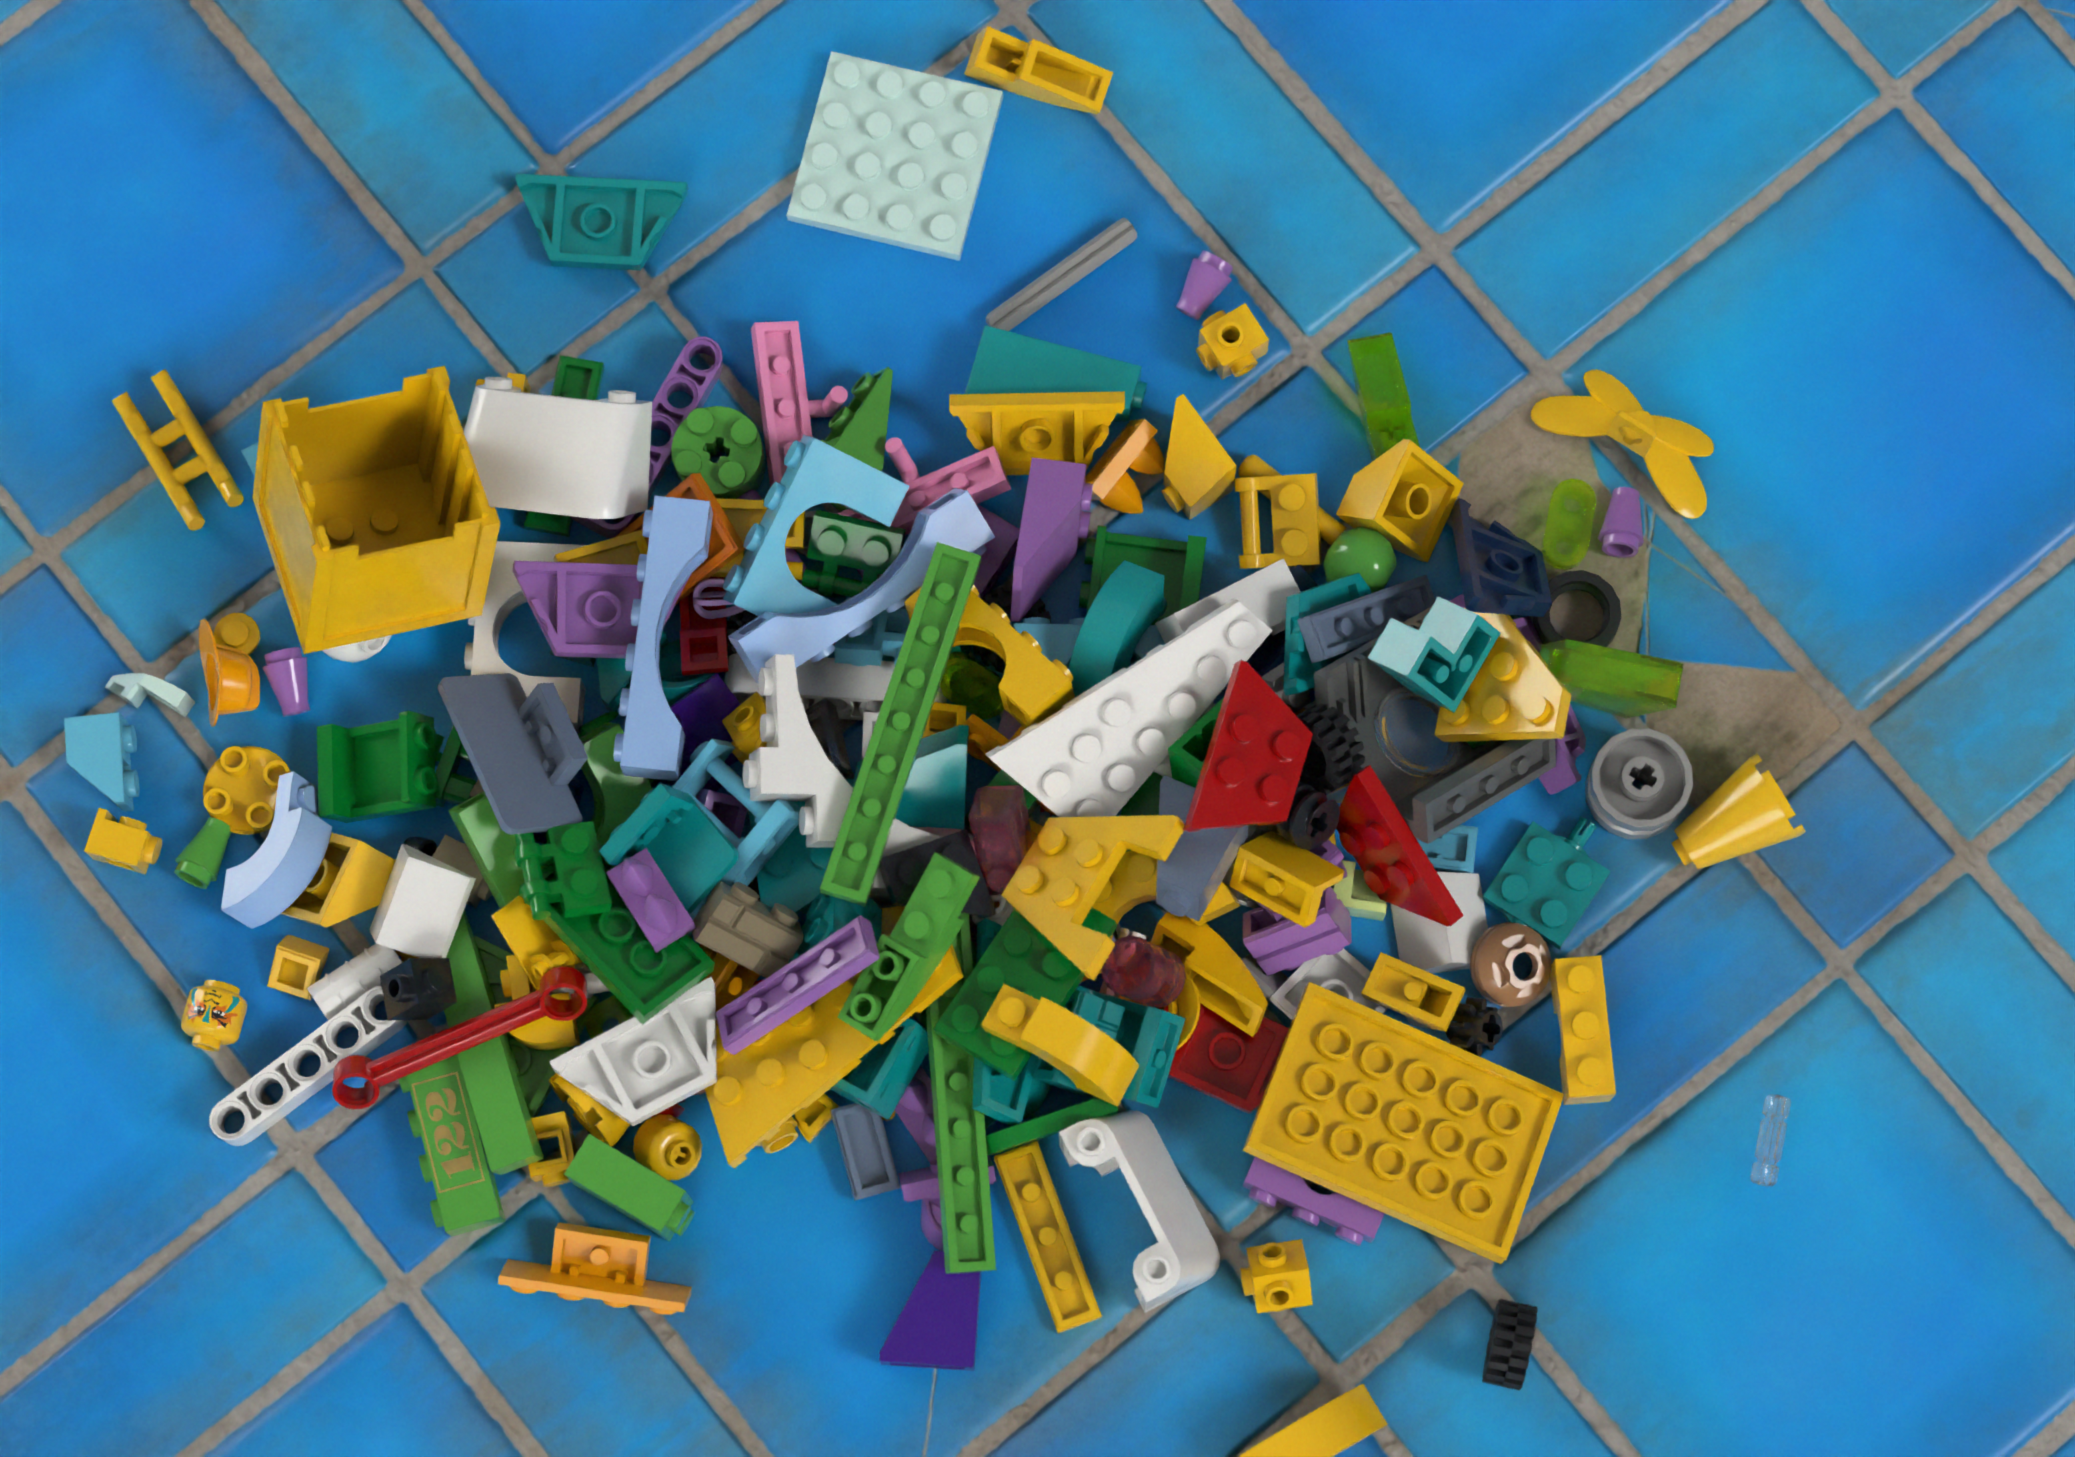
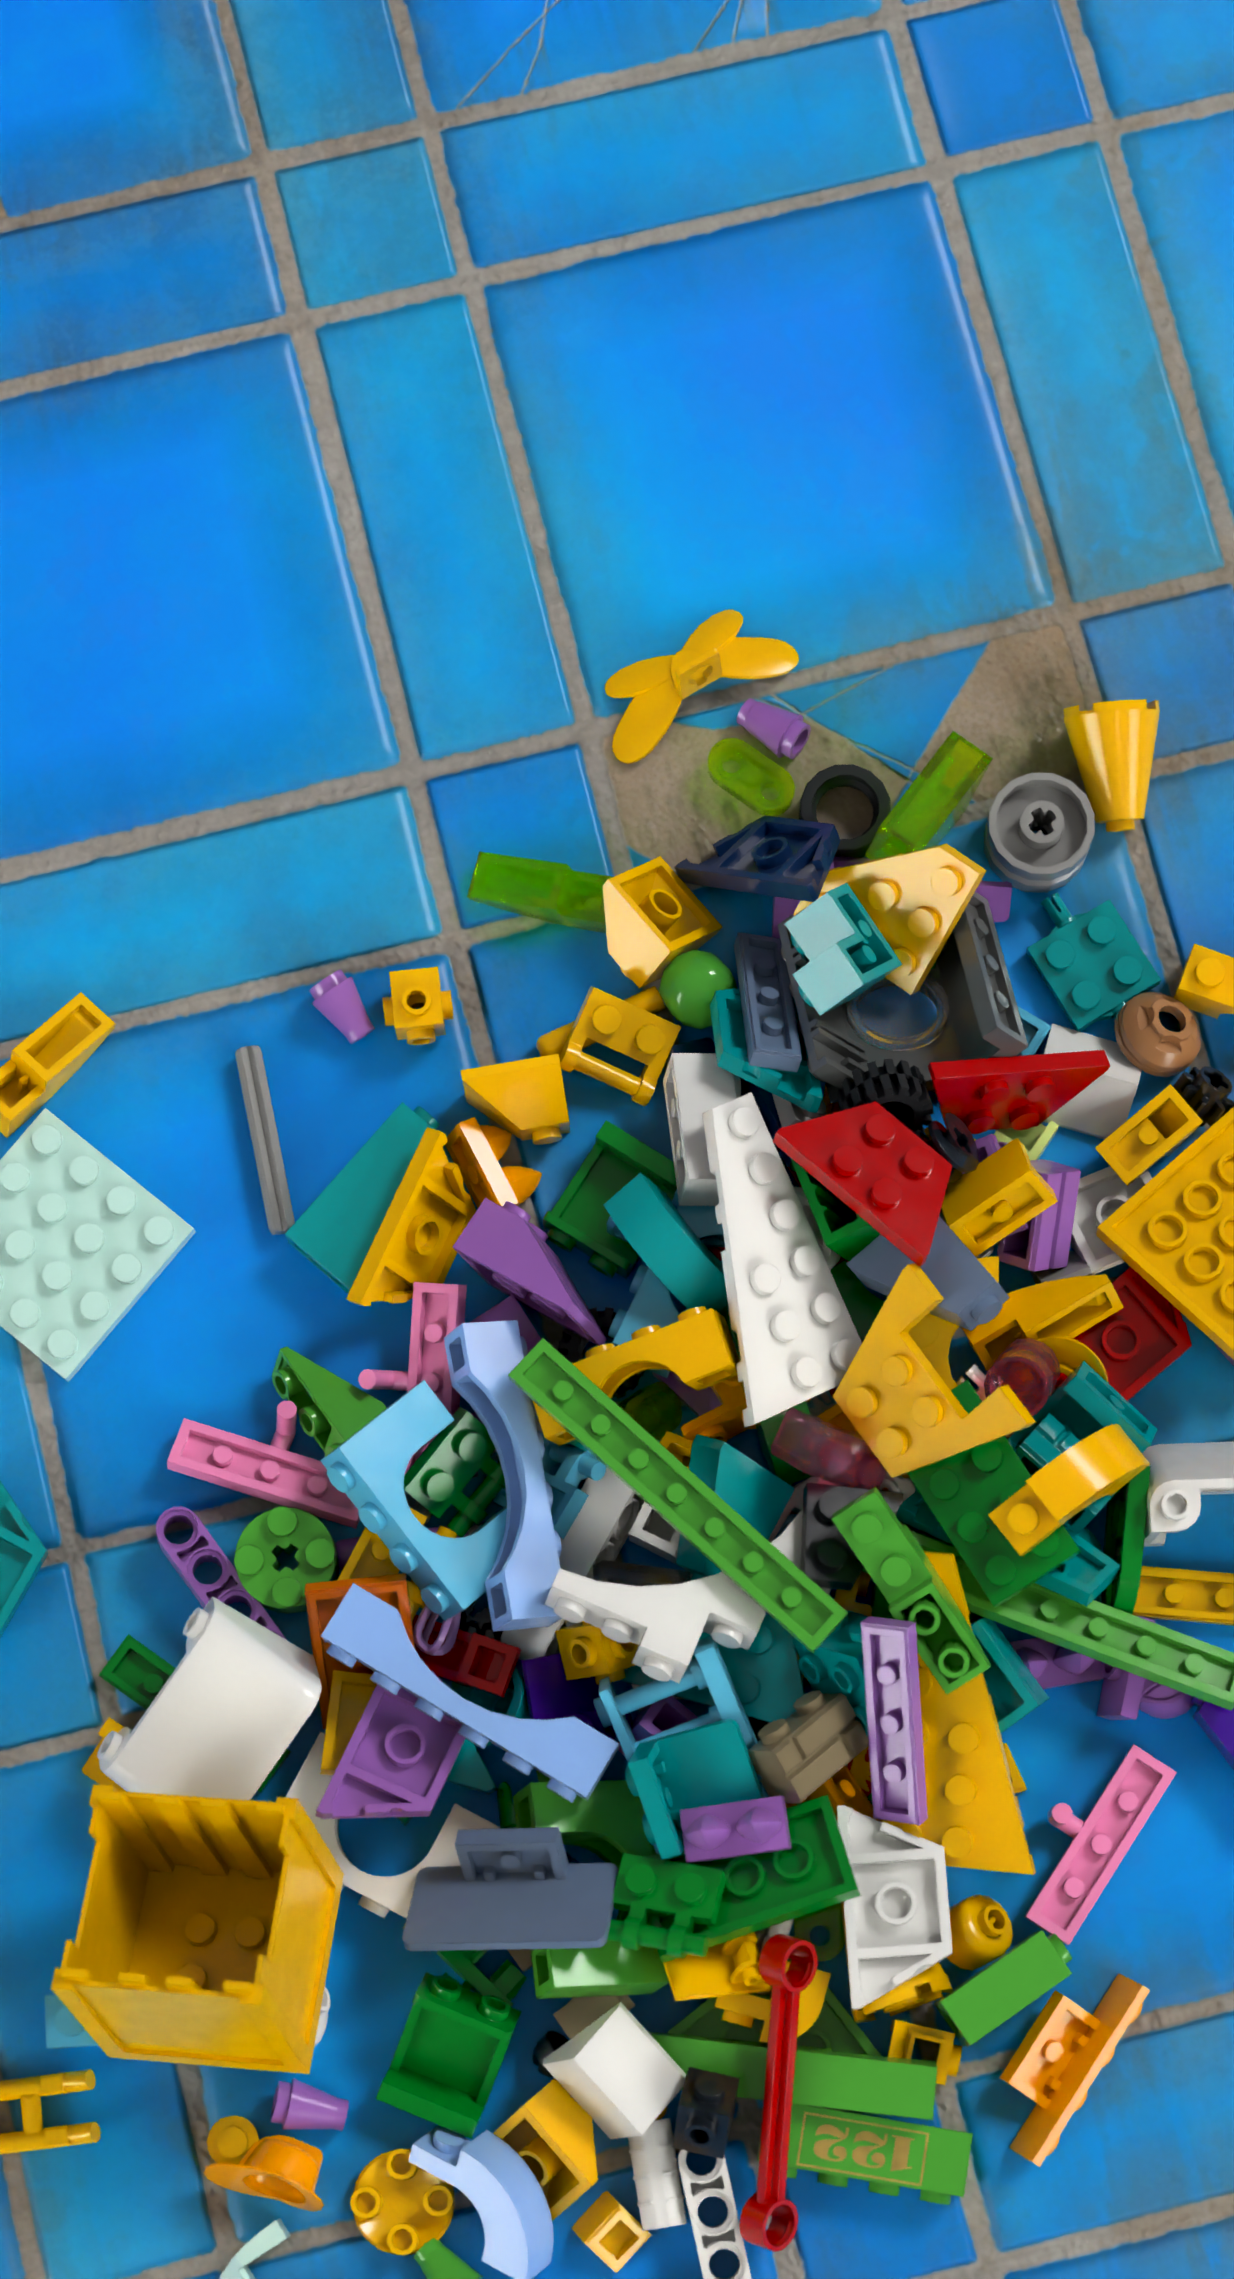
camera: 65 degrees left, 0 degrees up
(790, 1219) = (1098, 1843): none -> bright pink plate
(864, 1151) = (1062, 1738): sand blue tile -> none

